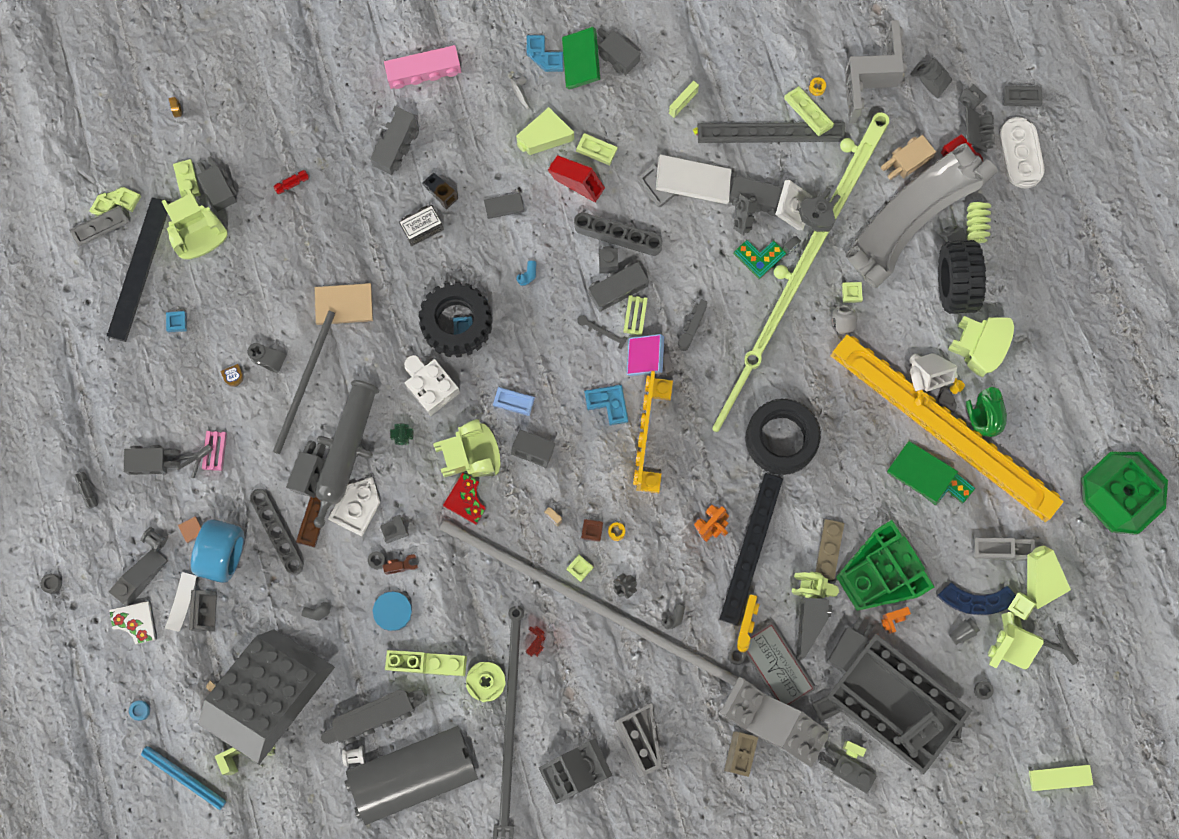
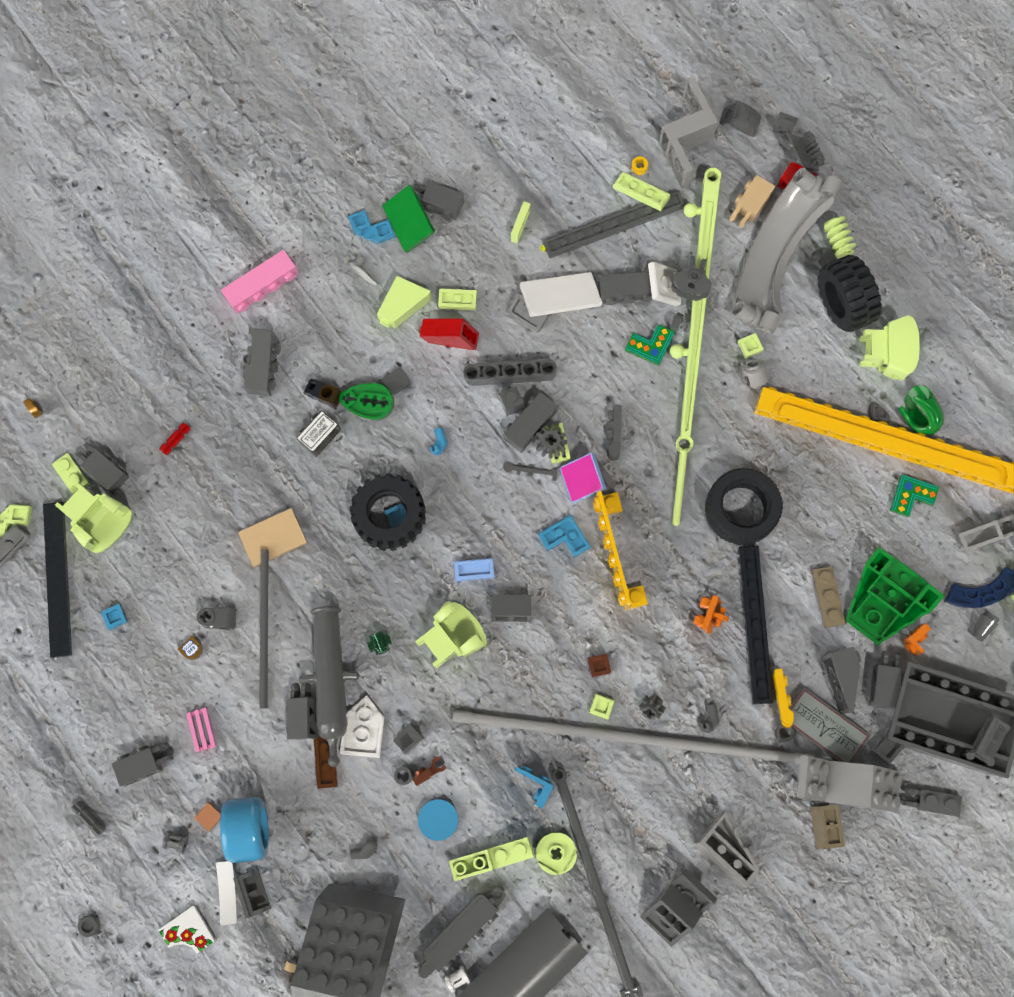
camera: 20 degrees left, 0 degrees up
(138, 577) = (174, 886): dark grey slope -> none
(198, 456) = (187, 743): dark grey plant -> none
(284, 538) = (284, 782): dark grey beam -> none
(431, 383) = (387, 582): white brick -> none
(464, 499) = (465, 684): red tile -> none
(475, 221) = (368, 410): none -> green piece
(492, 624) = (541, 794): none -> dark azure bracket
(536, 646) = (591, 800): clear red bracket -> none
(553, 516) = (556, 666): tan tile -> none
(612, 535) = (624, 651): yellow bush -> none
(623, 306) = (558, 442): none -> dark grey gear
(743, 221) = (622, 315): dark grey hinge -> none
(814, 586) = (831, 638): yellowish green hinge -> none
(853, 750) = (930, 780): yellowish green plate -> none
(922, 472) = (885, 490): green tile -> none
(931, 373) = (856, 394): white torso -> none
(1021, 152) = (851, 159): white tile -> none
(1022, 96) = (831, 106): dark grey plate -> none

